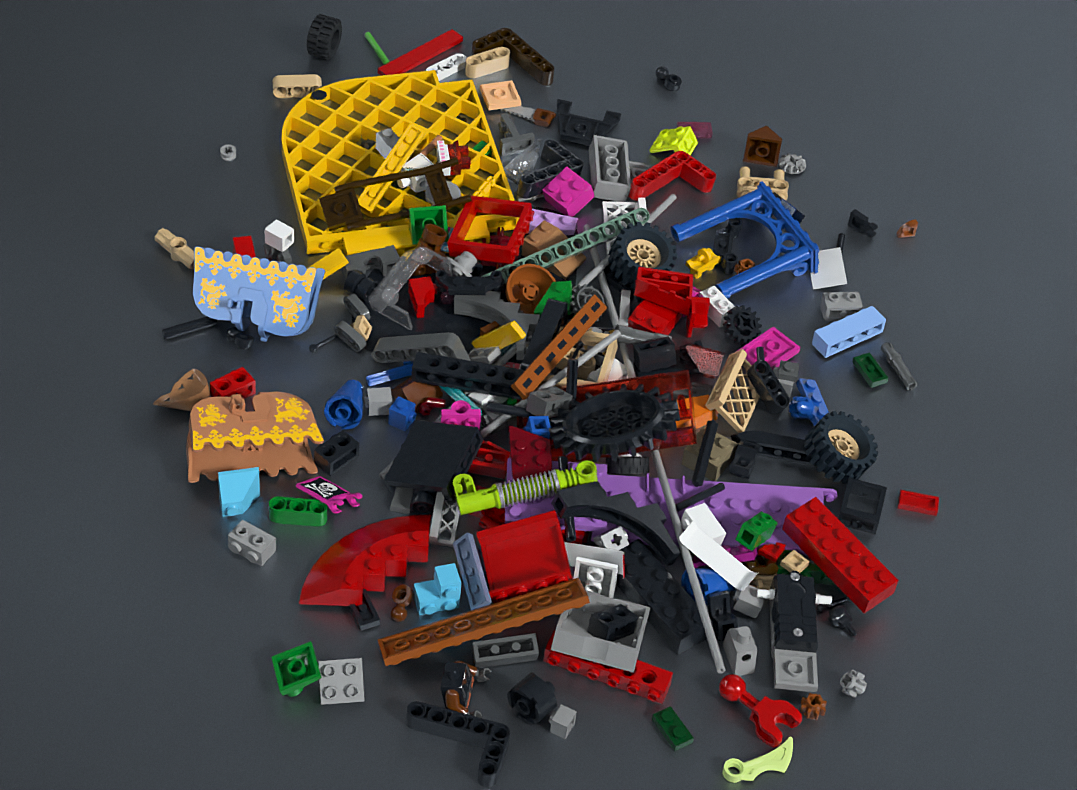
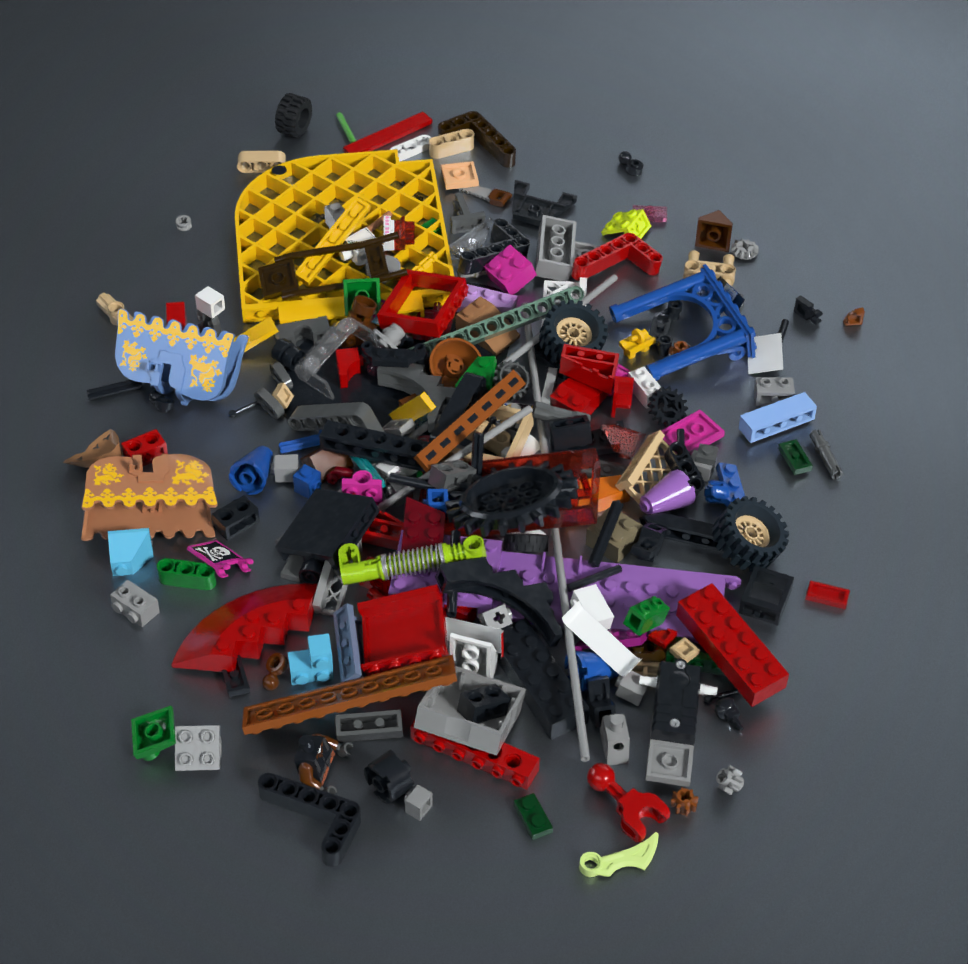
camera: 10 degrees right, 0 degrees up
(757, 411) = (668, 494): none -> medium lavender cone

